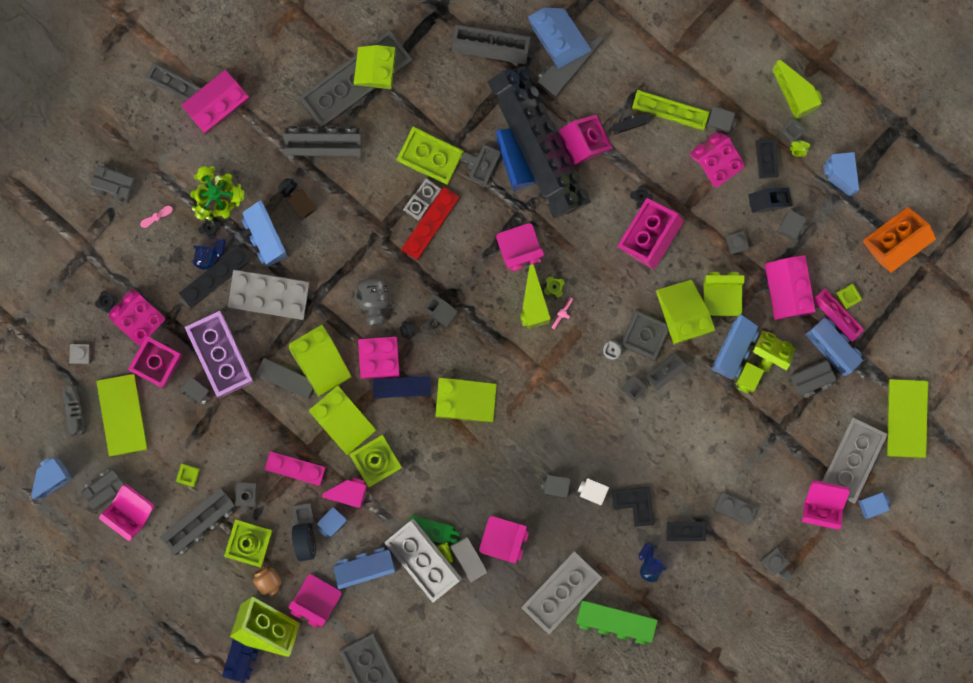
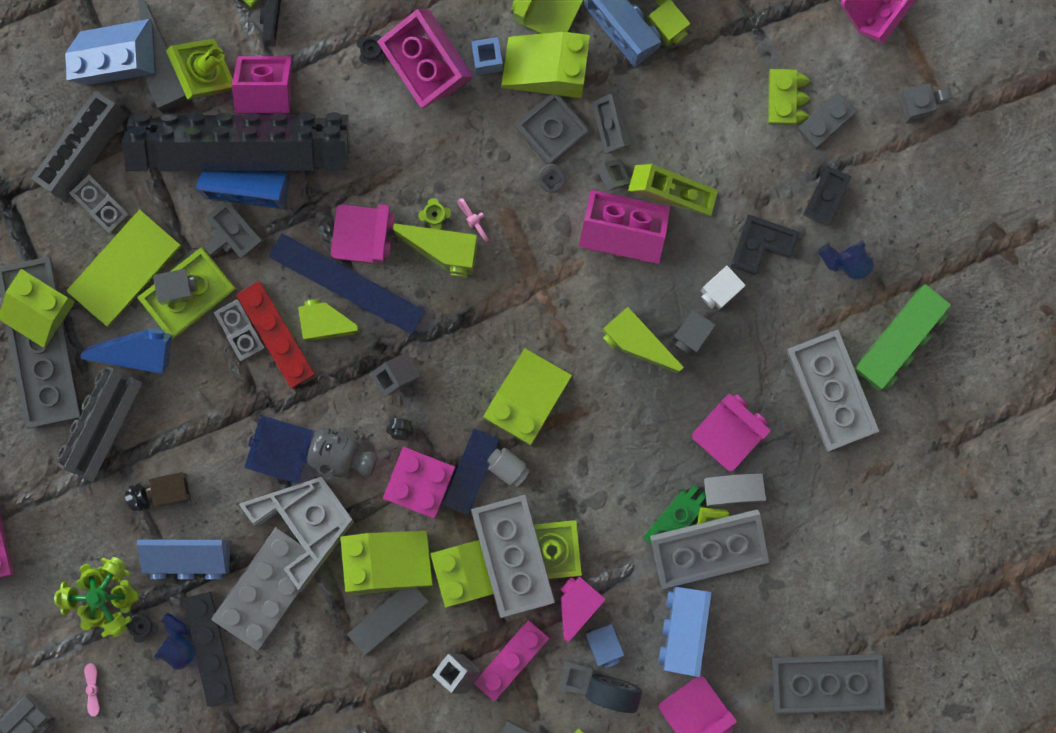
camera: 65 degrees left, 0 degrees up
(219, 354) = (314, 690): lavender brick -> none
(271, 438) = (457, 673): none -> dark grey brick
(326, 302) = (312, 516): none -> light grey wing
(359, 260) = (279, 449): none -> clear blue plate
(360, 437) = (512, 556): none -> light grey plate
(379, 143) = (140, 350): none -> blue slope
(415, 409) = (508, 467): none -> light grey brick
(427, 109) = (123, 268): none -> lime tile
(429, 147) = (175, 286): none -> dark grey brick
(452, 249) = (323, 322): none -> lime slope
(460, 73) = (98, 203): none -> light grey slope
(483, 252) = (346, 284): none -> clear blue tile
(534, 452) = (637, 340): none -> lime slope
(576, 95) = (200, 68): none -> lime plate
(603, 410) = (624, 226): none -> dark pink slope
(642, 430) = (672, 189): none -> lime slope
(670, 271) = (487, 56): none -> medium blue brick
(738, 475) = (785, 97): none -> lime plate

